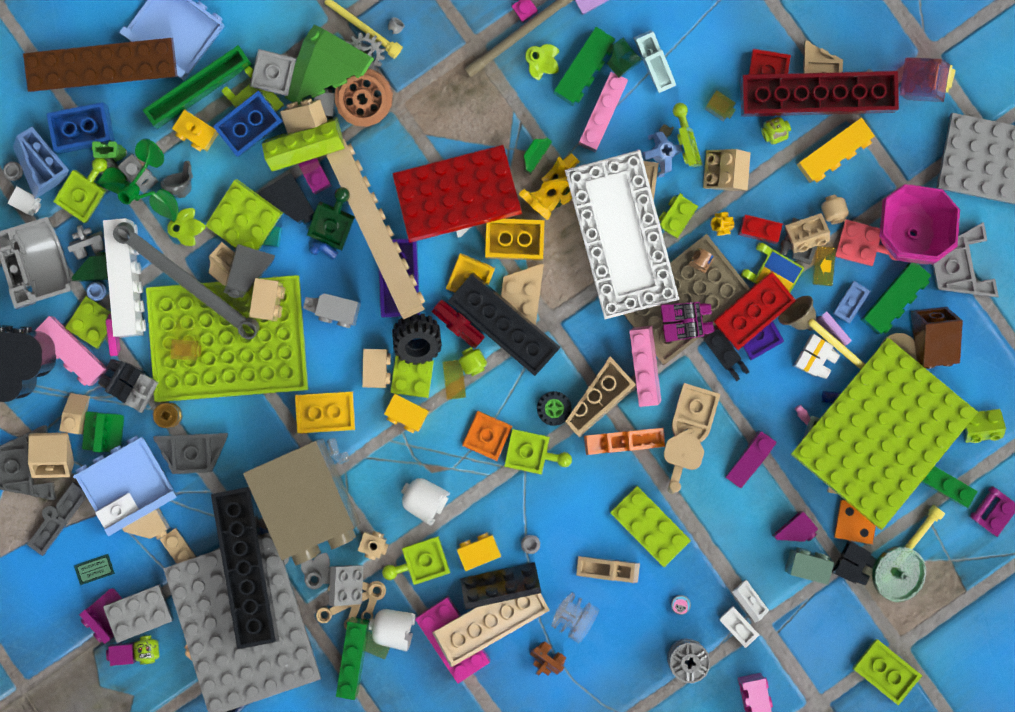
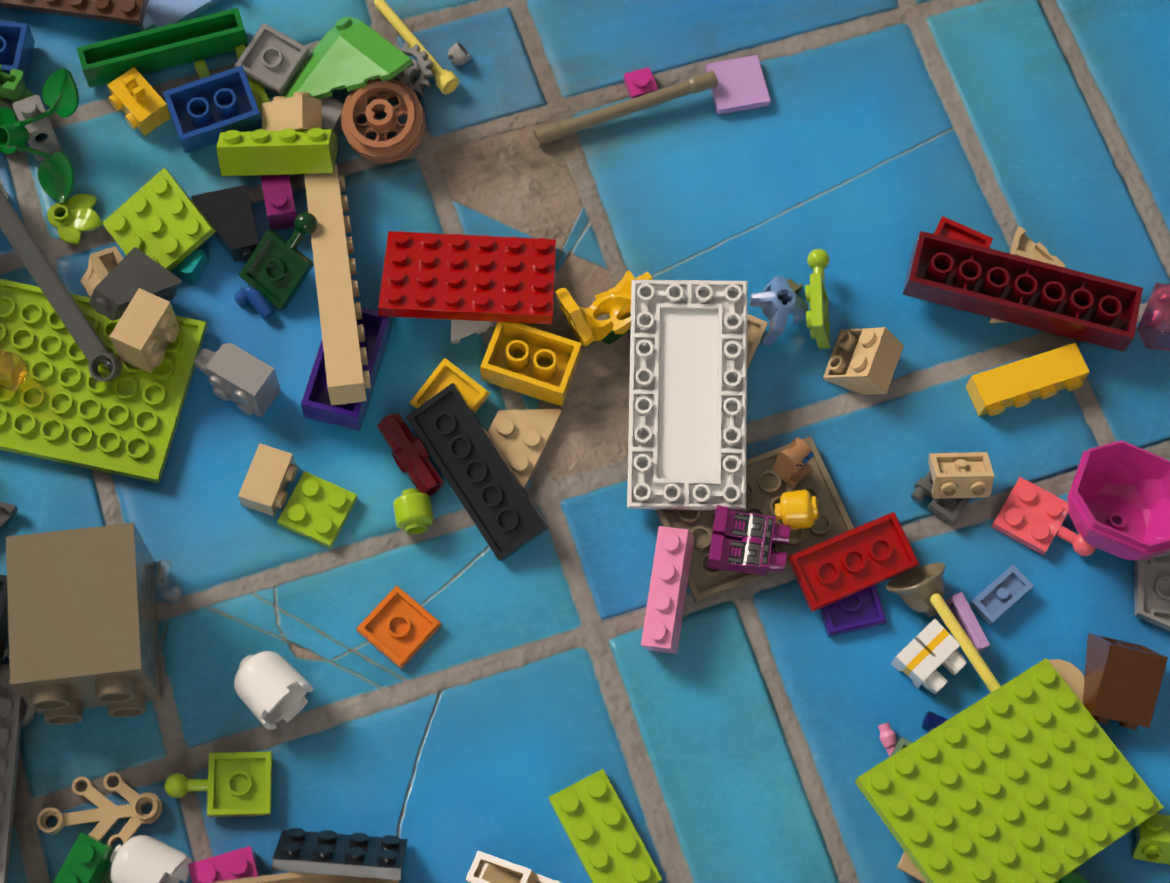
camera: 10 degrees right, 20 degrees down
(179, 183) = (90, 162): dark grey hat -> none
(318, 567) = (73, 748): light grey plate -> none
(325, 412) = (173, 519): yellow plate -> none
(345, 585) = (100, 777): light grey plate -> none
(366, 547) = (167, 733): tan brick -> none
(406, 412) = (289, 556): yellow brick -> none
(416, 350) = (334, 470): black tyre -> none
(454, 380) = (377, 533): clear yellow tile -> none
(478, 552) = (325, 794): yellow brick -> none
(529, 452) = (453, 669): lime plate -> none
(530, 544) = (410, 809): light grey plate -> none
(535, 153) = (598, 259): green slope -> none
(544, 63) = (646, 154): lime plate -> none
(554, 408) = (514, 605): black wheel -> none
(584, 66) = (700, 173): green brick -> none
(602, 395) = (585, 618): tan wedge -> none
(603, 112) = (709, 234): bright pink brick -> none
(623, 58) = (757, 174): dark green slope -> none
(624, 441) = (603, 695): orange slope -> none
(654, 61) = (800, 194): light aqua slope -> none
(677, 216) = (774, 401): lime bracket -> none
(696, 413) = (708, 705): tan plate -> none
(711, 289) = (797, 509): none -> yellow head
(720, 106) = (876, 275): clear yellow brick -> none
(722, 223) = (838, 429): yellow gear -> none
(725, 353) = (793, 613): black hinge -> none
(751, 459) = (790, 780): magenta slope -> none
(760, 229) = (891, 452): red brick -> none
(775, 130) = (947, 328): lime head -> none
(784, 268) = (914, 519): flag -> none
(824, 266) = (972, 533): clear yellow tile -> none
(834, 209) = (1007, 457): tan head -> none
(896, 297) = (1071, 606): green brick -> none

